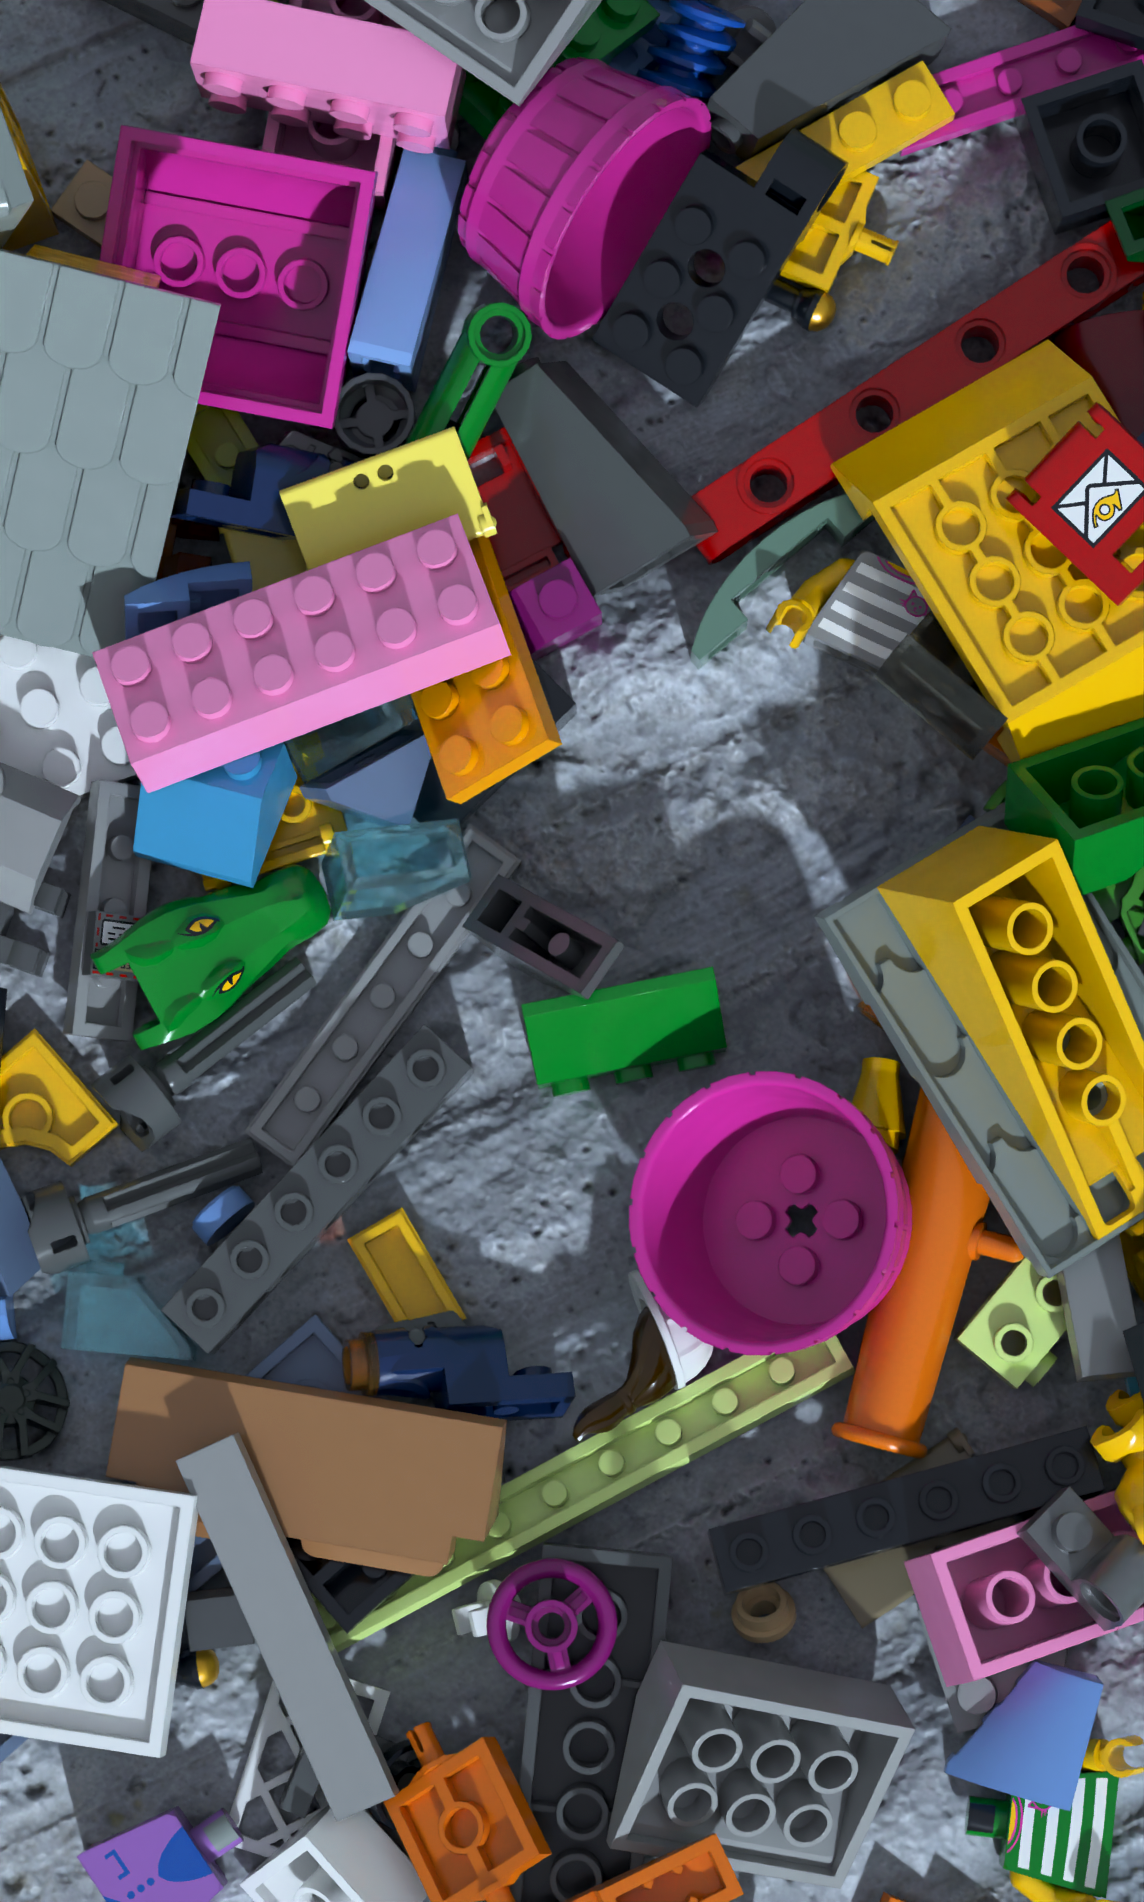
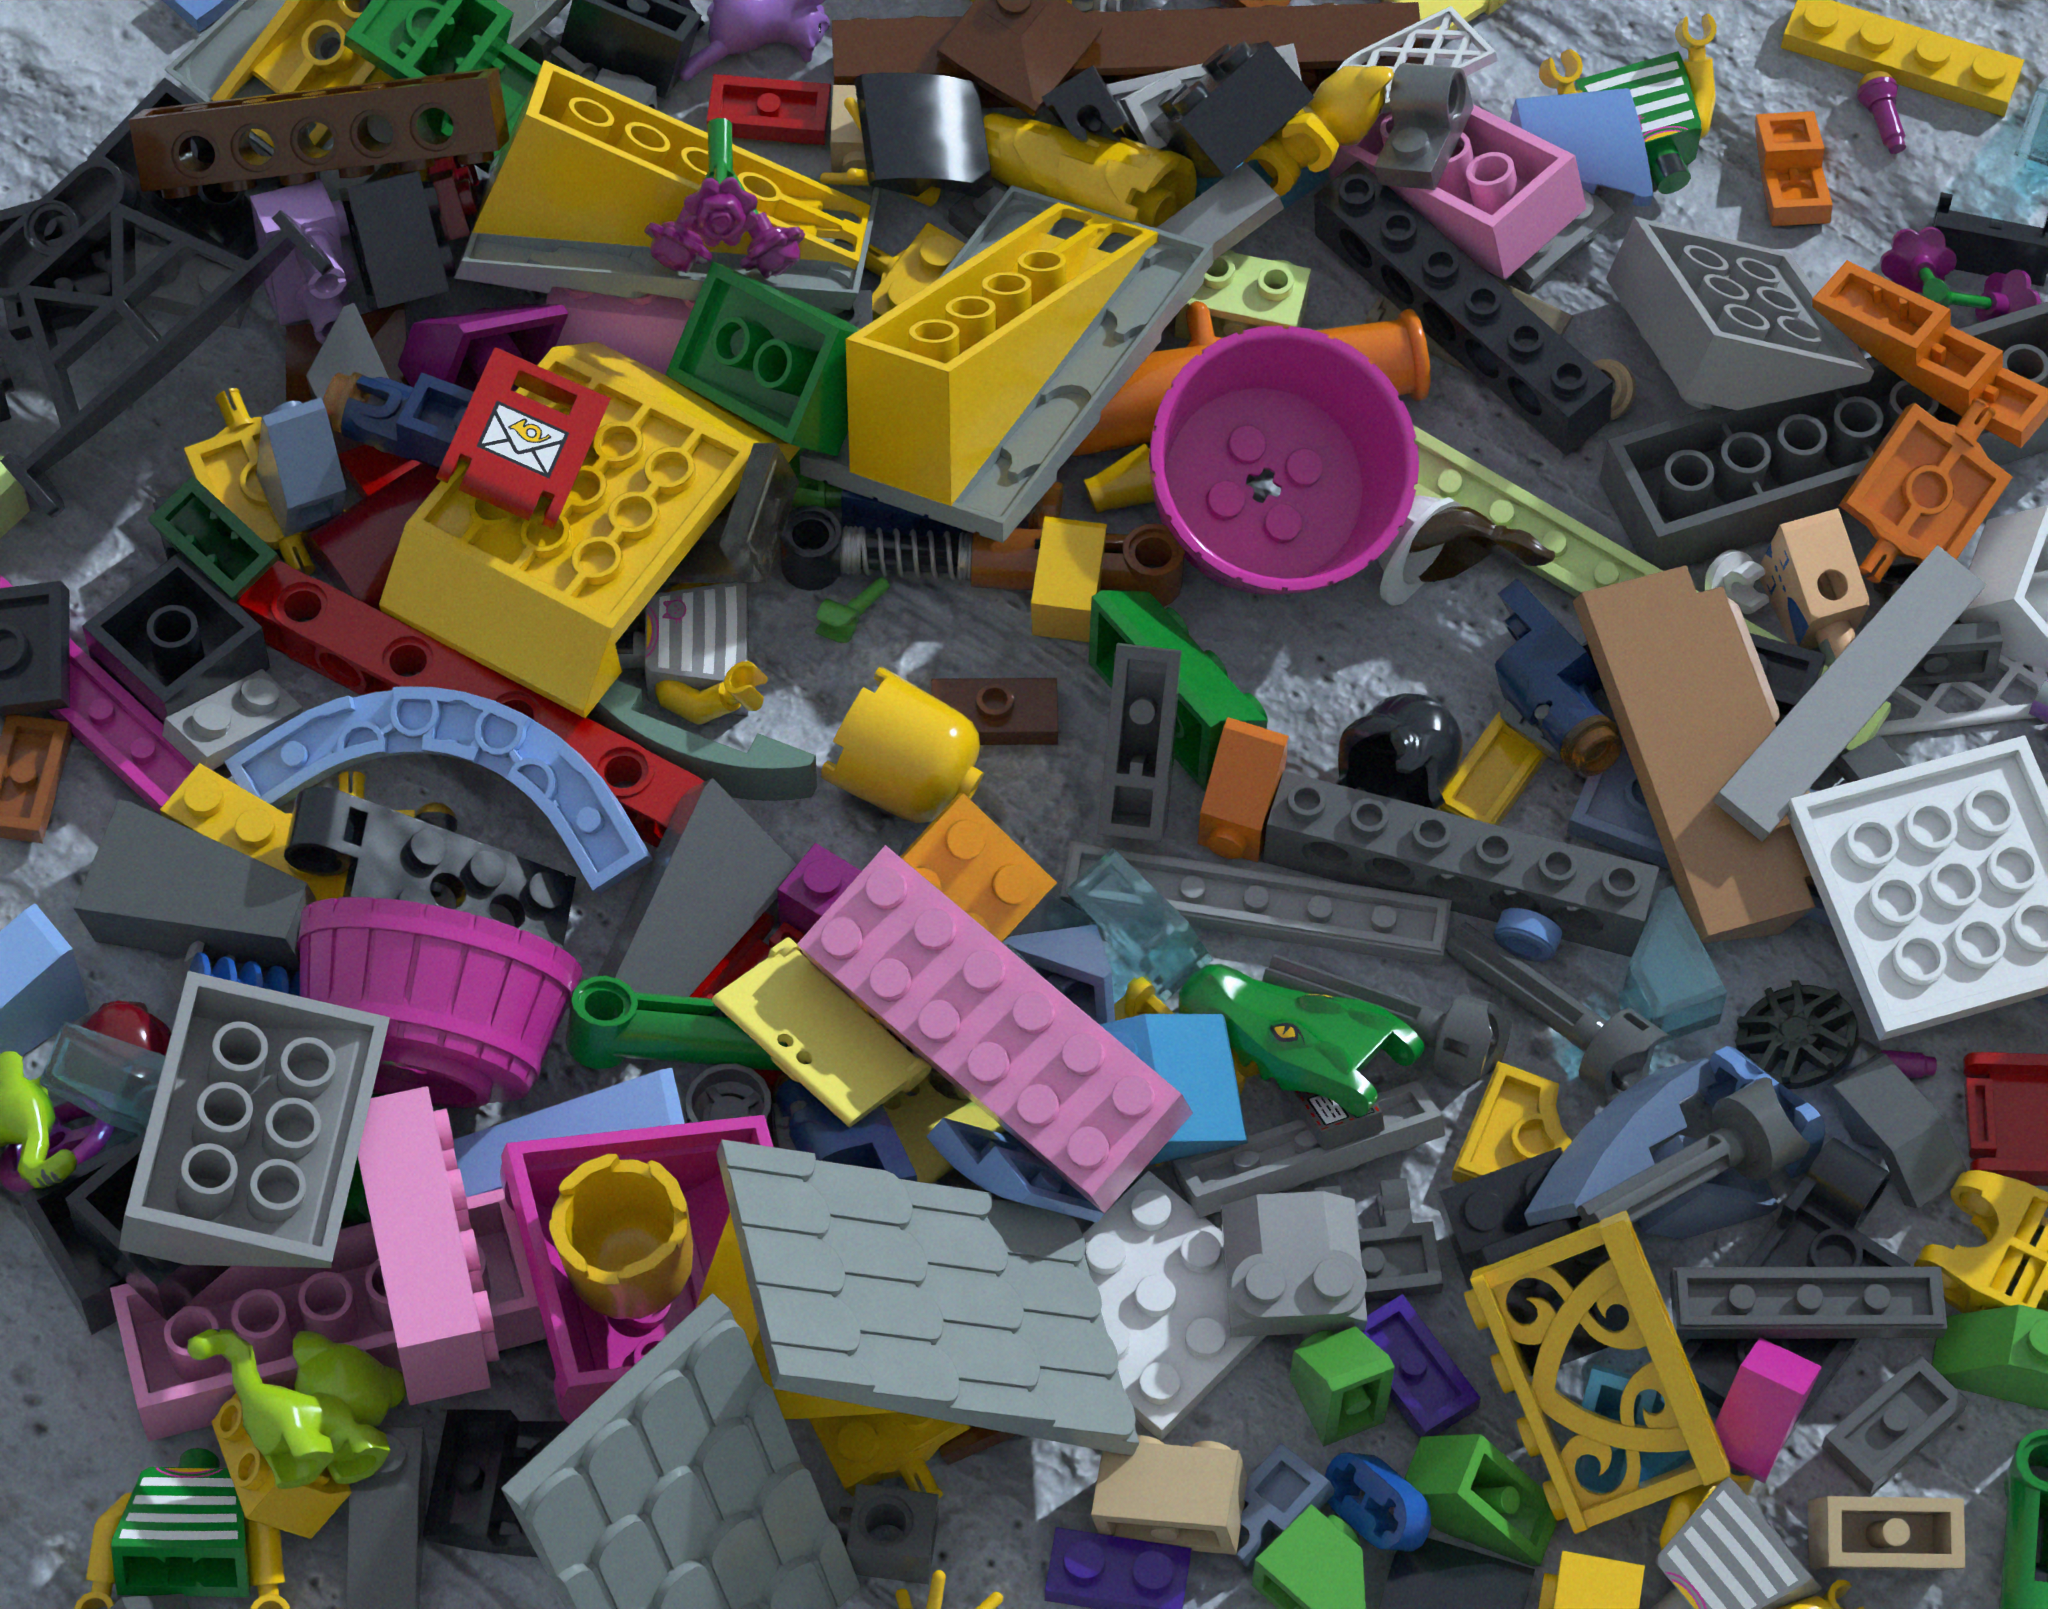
camera: 125 degrees left, 25 degrees down
(138, 82) = (474, 1461): none -> black slope
(241, 233) = (623, 1236): none -> yellow cylinder
(446, 1196) = (1402, 750): none -> black hair
(456, 1677) = (1815, 583): none -> light nougat torso
(475, 1024) = (1242, 790): none -> orange slope
(504, 1608) = (1727, 469): magenta piece -> none
(665, 745) = (905, 750): none -> yellow cylinder
(694, 861) = (1005, 708): none -> reddish brown plate
(772, 975) = (1067, 578): none -> yellow slope
(819, 967) = (968, 557): none -> piece
(856, 766) = (841, 621): none -> bright green hand
(863, 357) = (456, 727): none -> light blue plate
(1002, 171) = (230, 719): none -> light grey plate

